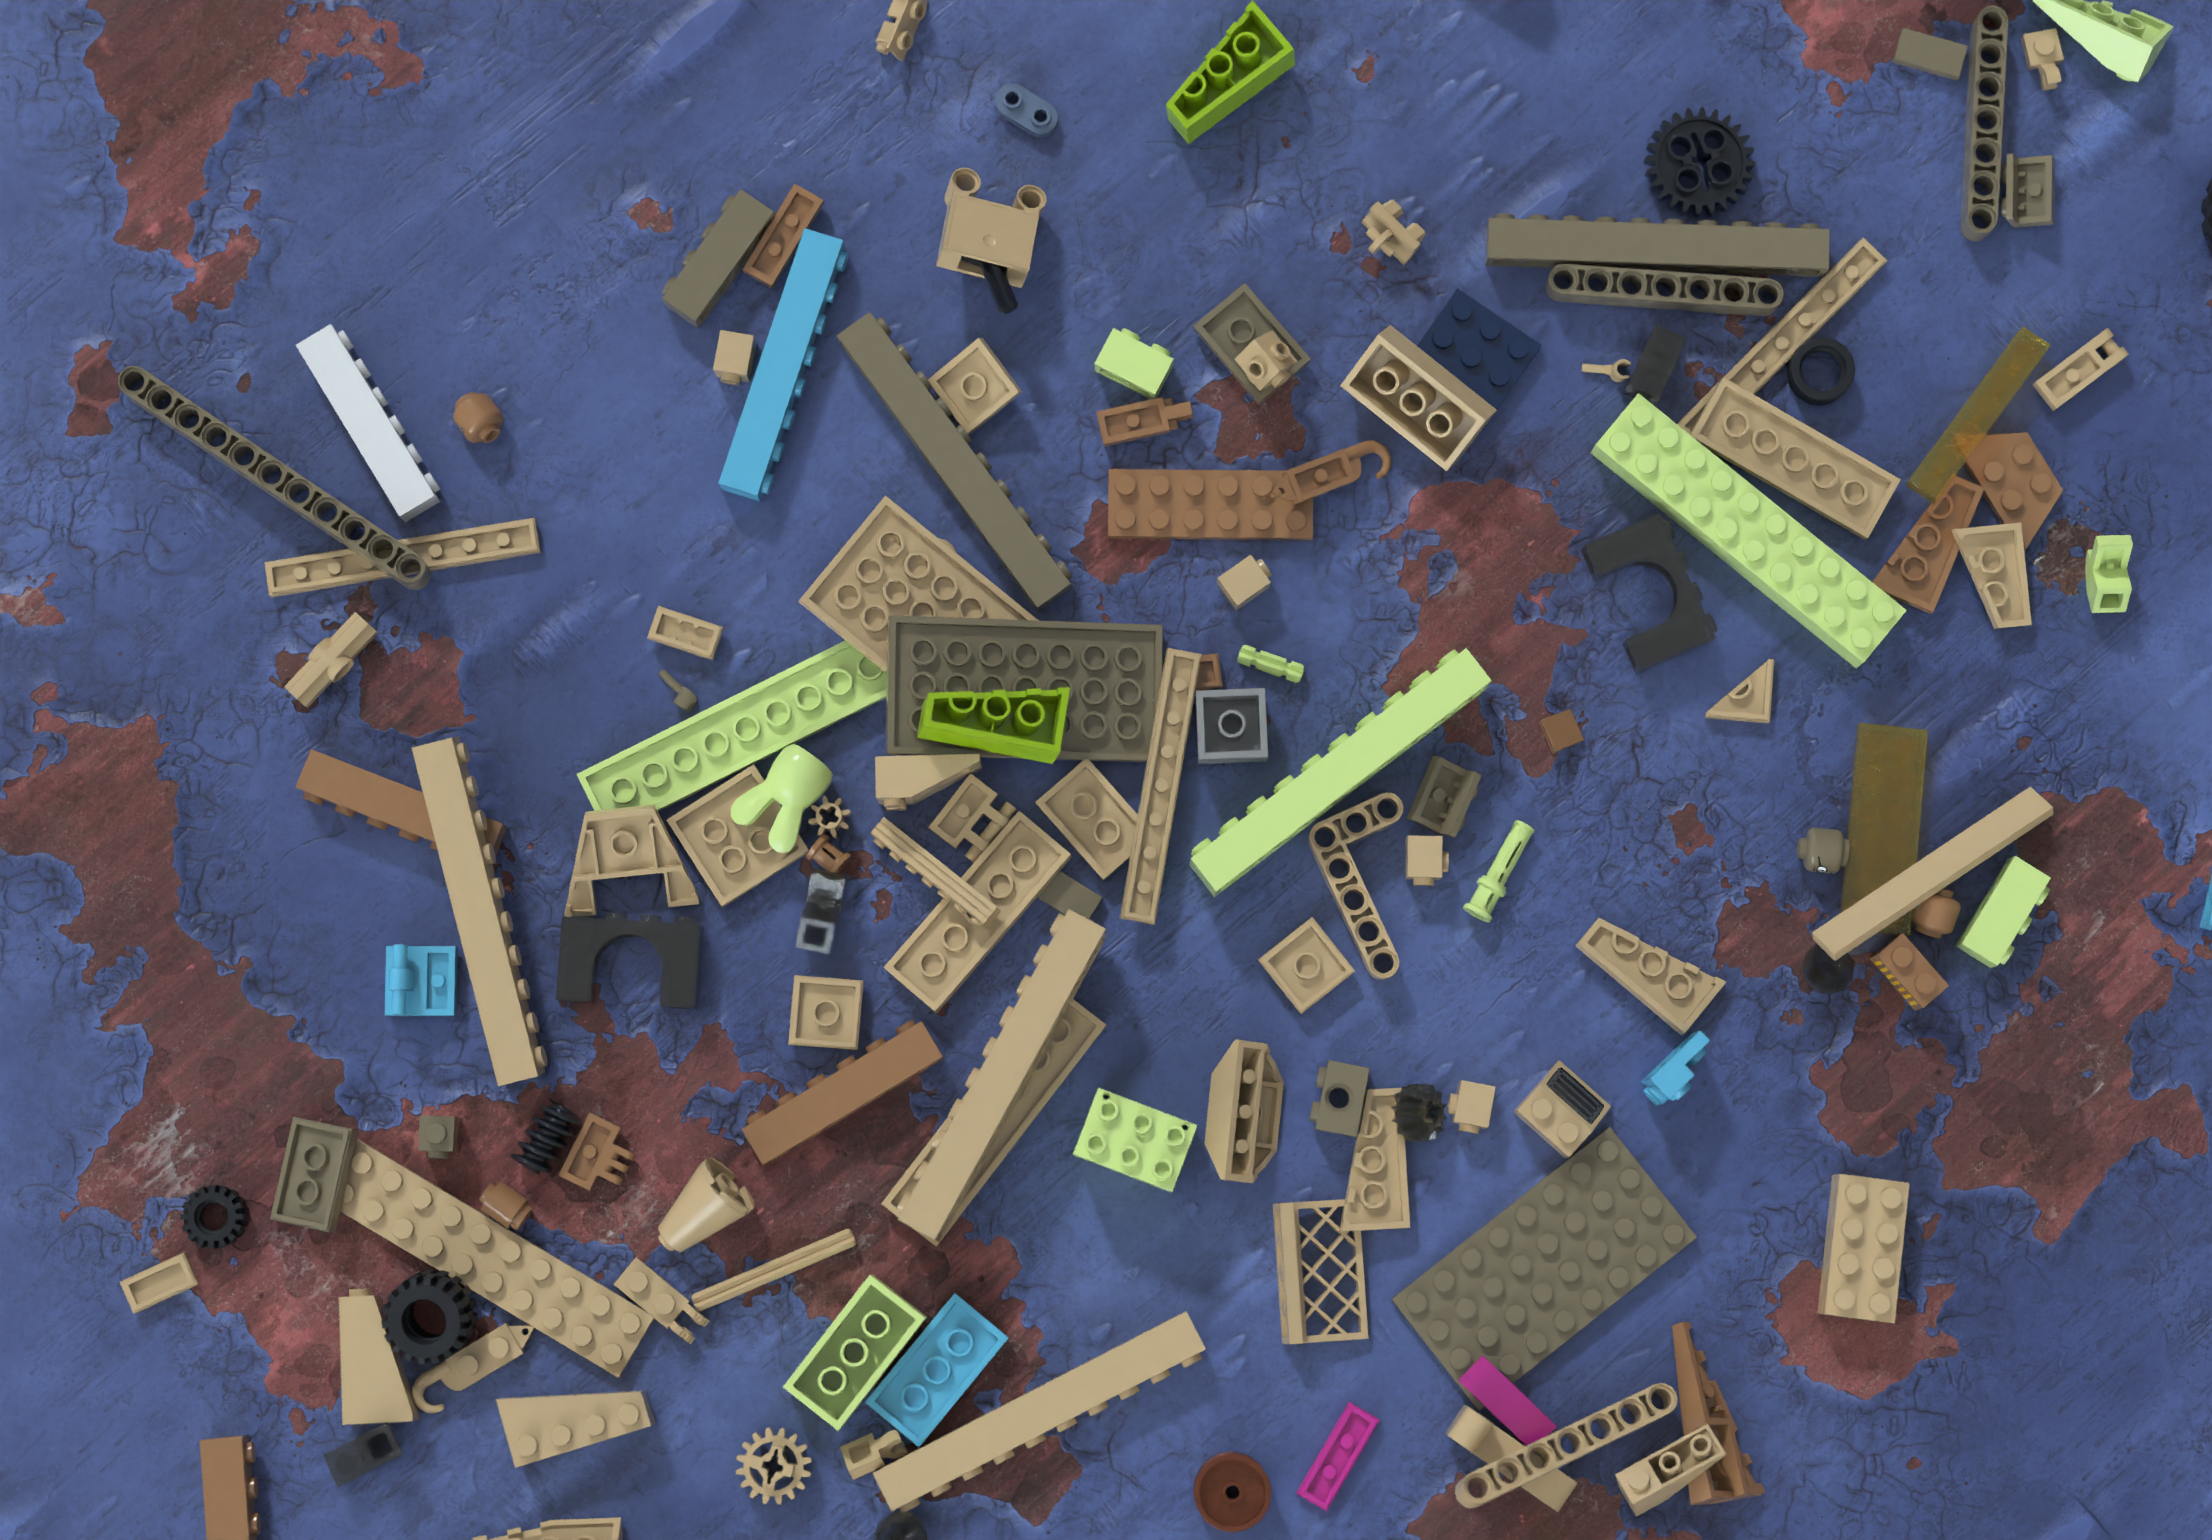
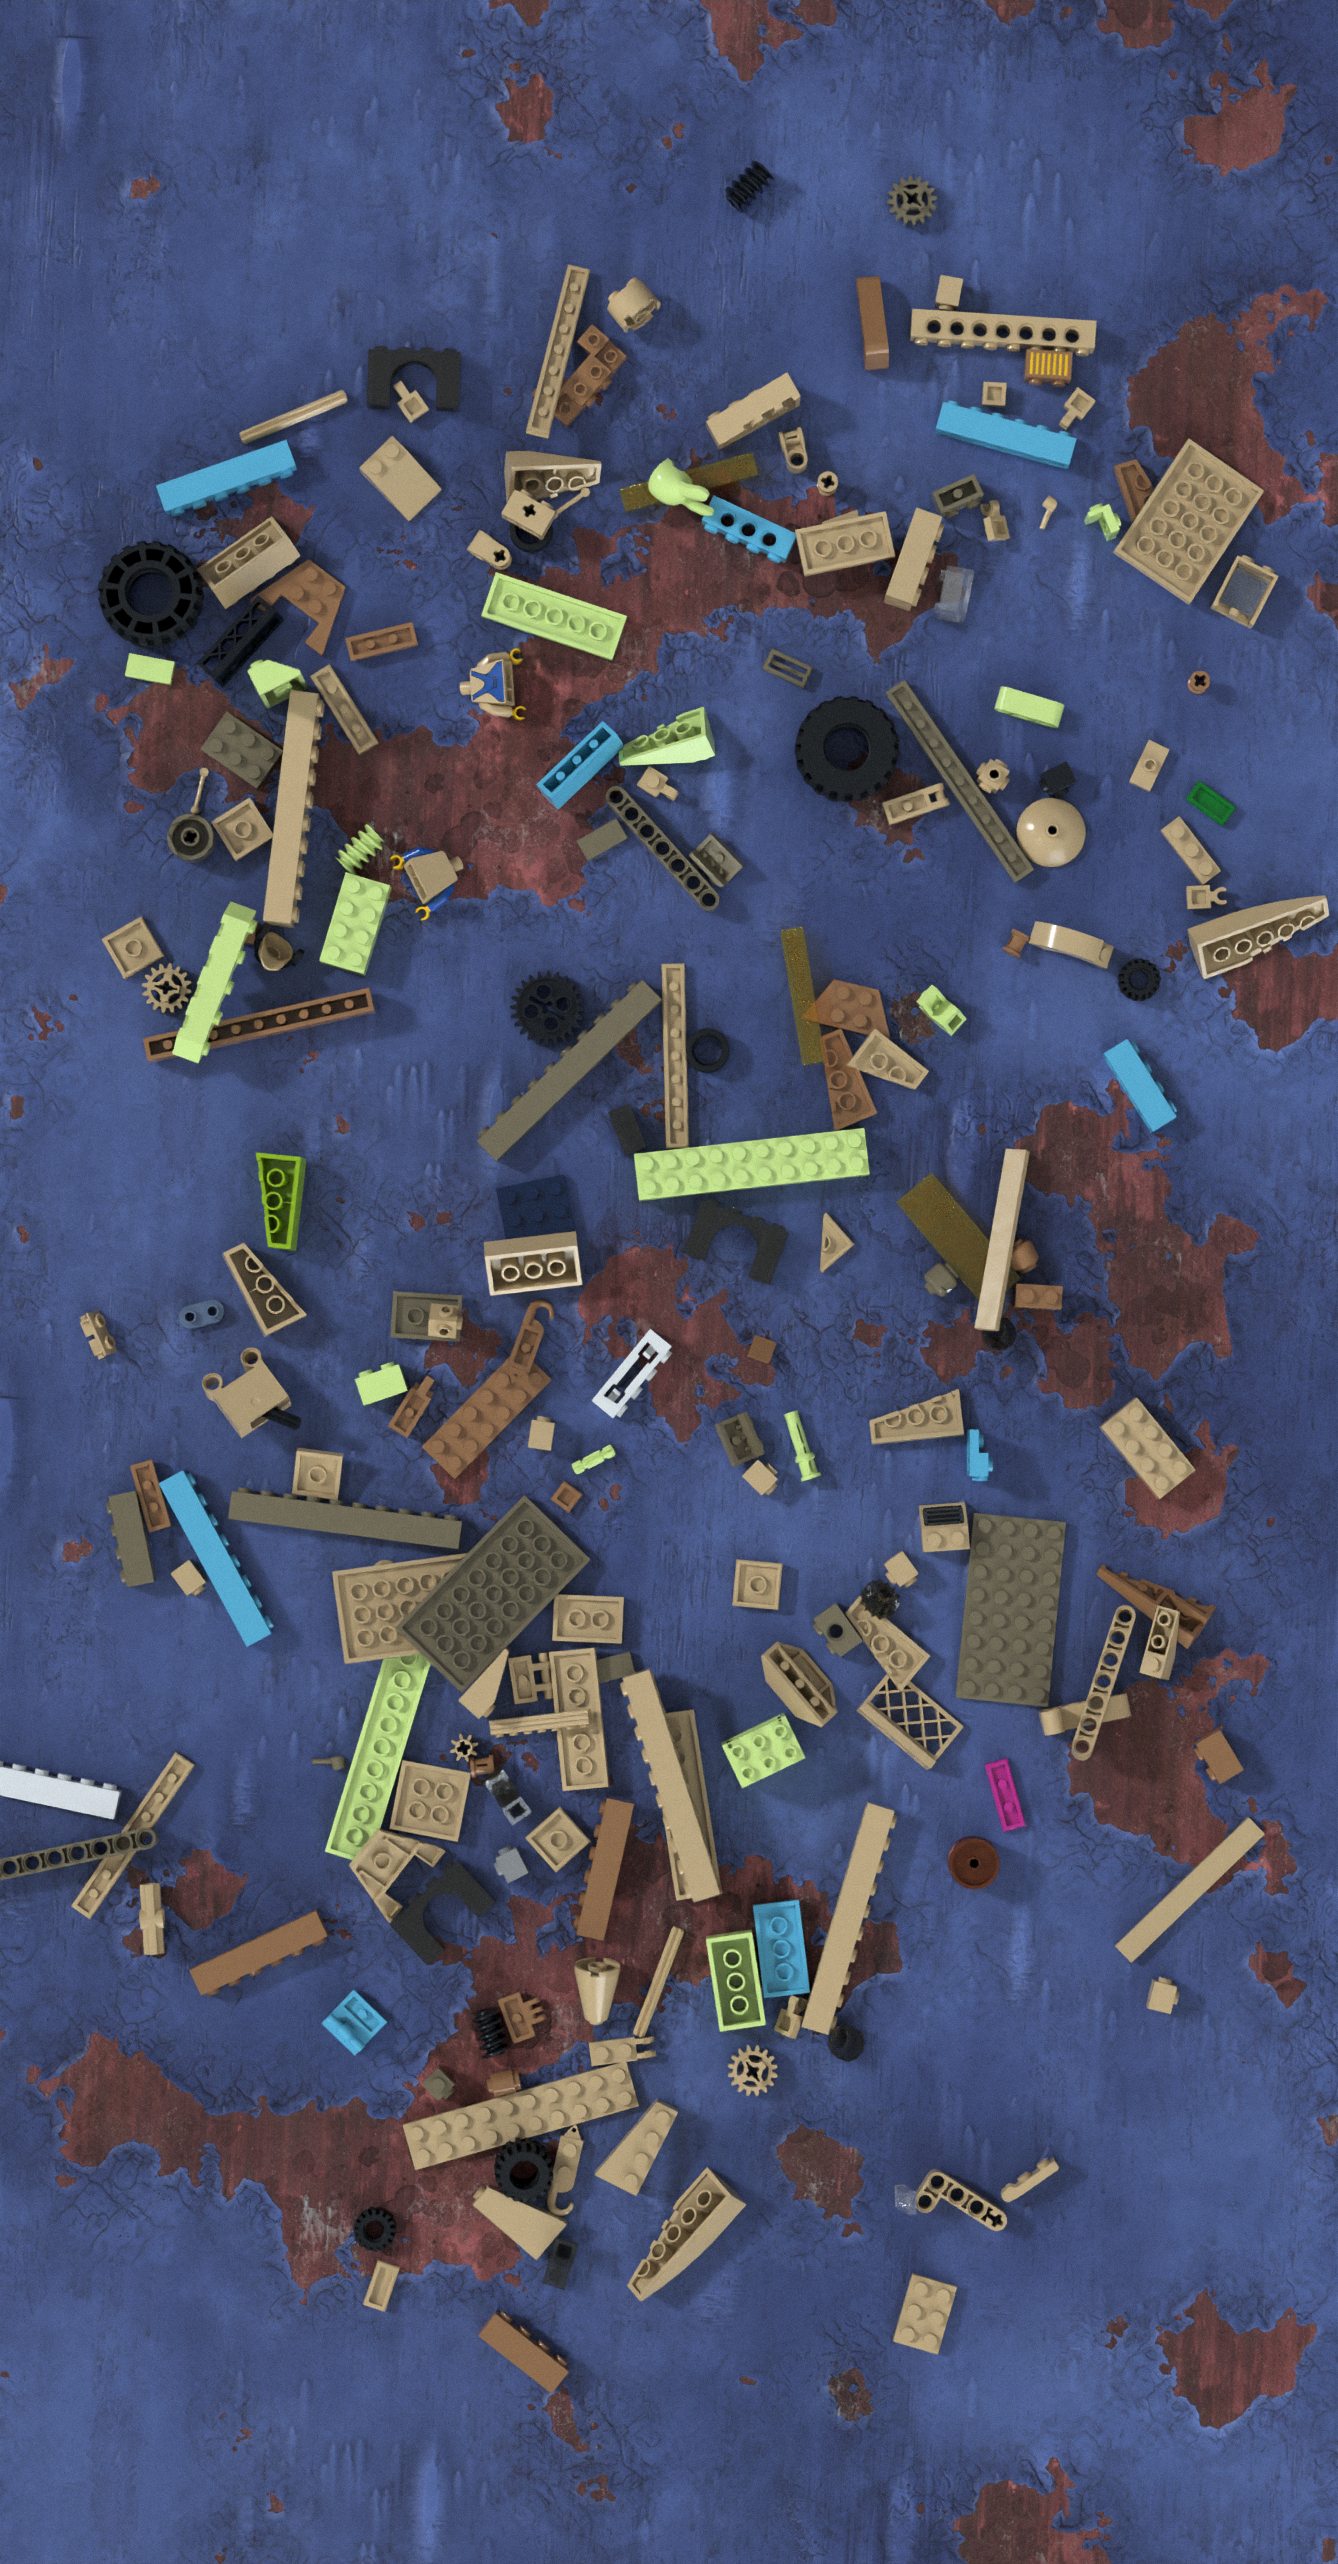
camera: 50 degrees left, 5 degrees up
(314, 1174) = (400, 2162): dark tan tile -> none
(478, 417) = (99, 1733): medium nougat head -> none
(479, 910) = (348, 1962): tan brick -> none
(685, 633) = (304, 1732): tan plate -> none
(751, 986) = (510, 1863): none -> light grey brick
(795, 783) = (432, 1749): yellowish green piece -> none
(998, 721) = (498, 1624): lime wedge -> none
(1109, 156) = (263, 1294): none -> tan wedge
(1160, 786) = (603, 1572): tan tile -> none
(1231, 726) = (606, 1510): light grey brick -> none
(1340, 772) = (679, 1481): yellowish green brick -> none
(1353, 882) = (738, 1523): tan beam -> none
(1387, 633) = (633, 1390): none -> white brick
(1390, 234) = (437, 1196): tan hips -> none
(1506, 1402) = (1056, 1690): dark pink tile -> none
(1610, 370) = (606, 1153): tan hand -> none
(1678, 282) = (598, 1077): dark tan beam -> none
(1794, 458) = (738, 1107): tan plate -> none
(2004, 912) = (1054, 1222): yellowish green brick -> none
(2079, 370) = (828, 923): tan plate -> none

